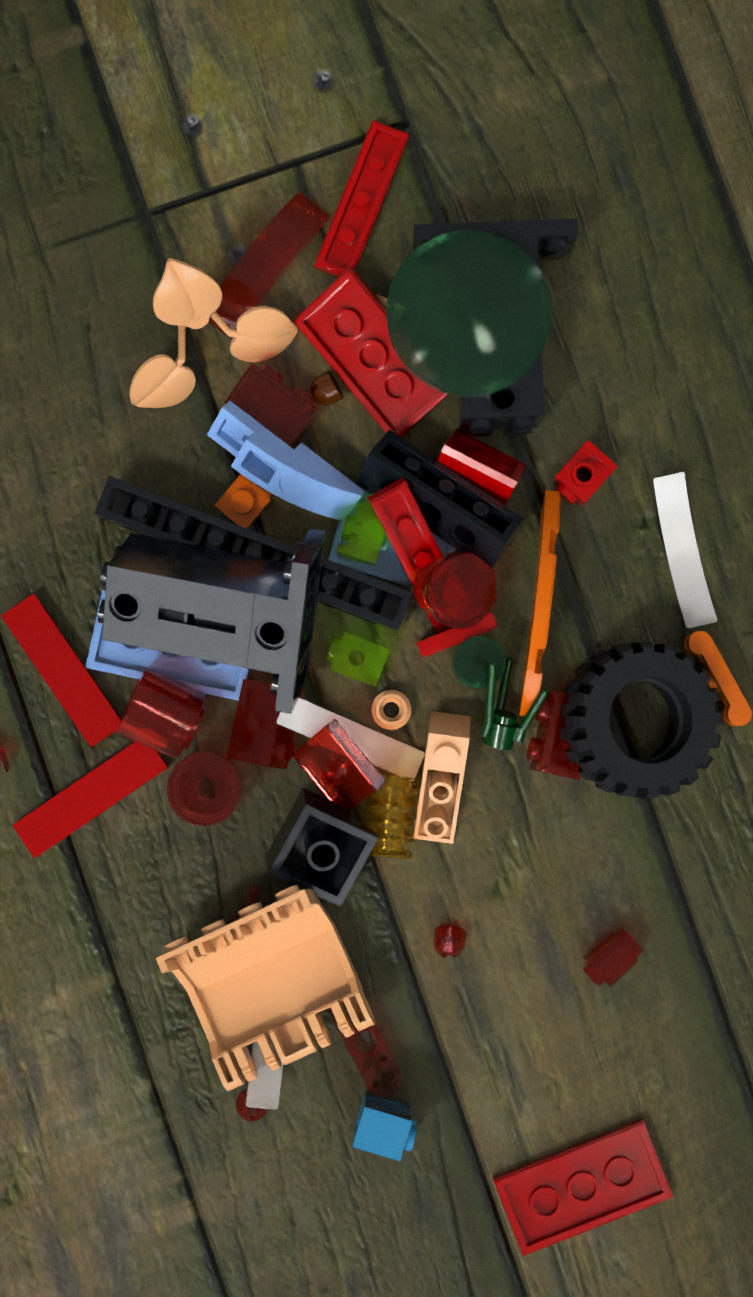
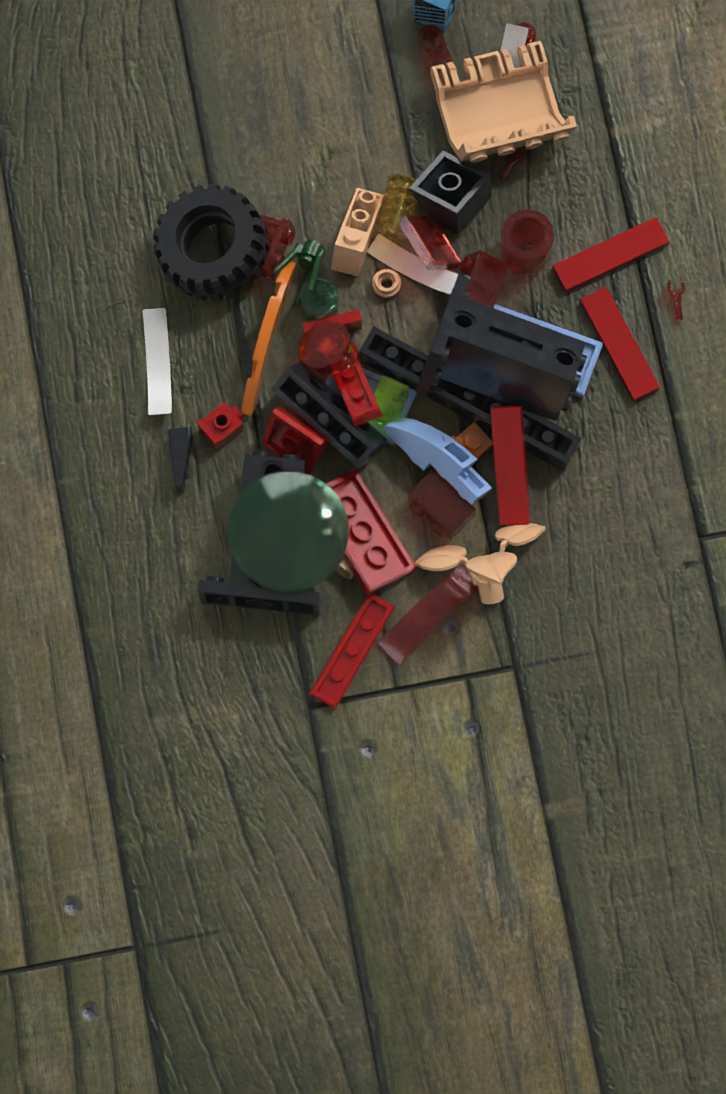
camera: 170 degrees left, 10 degrees down
(162, 713) = (551, 297): clear red piece -> none
(185, 467) = (510, 465): none -> red tile
(326, 389) = (399, 514): reddish brown hinge -> none
(369, 670) = (409, 329): clear neon green brick -> none
(449, 940) = (363, 122): clear red hinge -> none
(611, 958) = (257, 93): clear red brick -> none
(633, 431) = (180, 447): none -> black slope
(736, 709) = (150, 269): orange plate -> none

